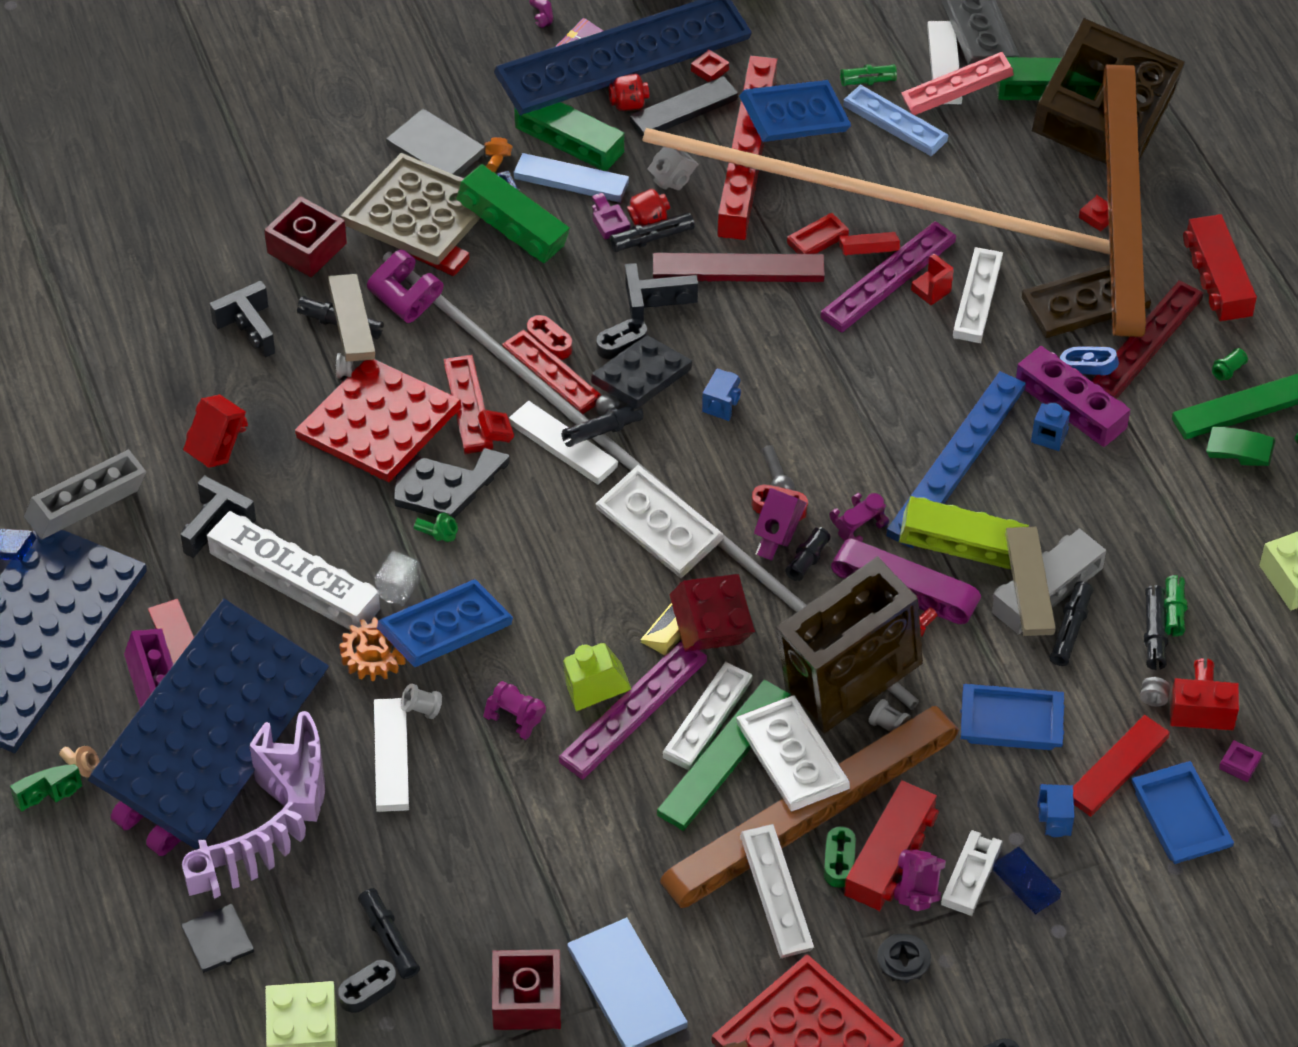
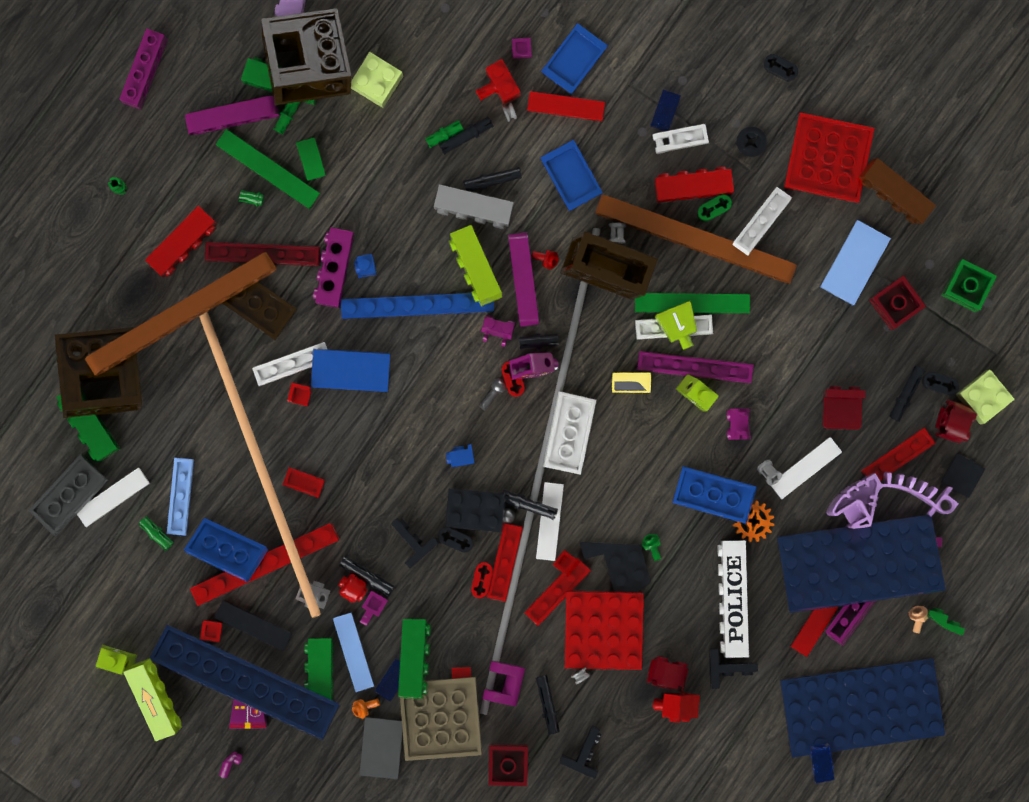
camera: 120 degrees left, 35 degrees up
(84, 494) = (769, 740): light grey brick -> none
(264, 442) = (667, 674): none -> dark red brick
(299, 954) = (955, 422): none -> dark red brick
(312, 877) = (900, 454): none -> red tile
(351, 317) = (550, 693): tile -> none
(397, 578) = (702, 541): clear brick -> none
(435, 841) = (842, 408): none -> dark red bracket
(628, 92) = (269, 660): red head -> none
(707, 708) = (678, 324): none -> lime torso
(711, 612) = (620, 359): dark red brick -> none
(740, 267) = (358, 510): tile -> none
(793, 753) = (678, 264): white tile -> none
(869, 243) = (292, 448): red tile -> none
(887, 277) = (308, 423): magenta tile -> none
(919, 879) = (708, 157): magenta piece -> none
(924, 342) = (350, 370): none -> blue tile
(957, 83) = (134, 473): coral tile -> none
(1030, 581) = (490, 209): dark tan tile -> none
(1056, 809) = (618, 117): blue brick -> none
(1091, 359) = (304, 271): blue plate -> none
(1095, 213) = (180, 337): red plate -> none

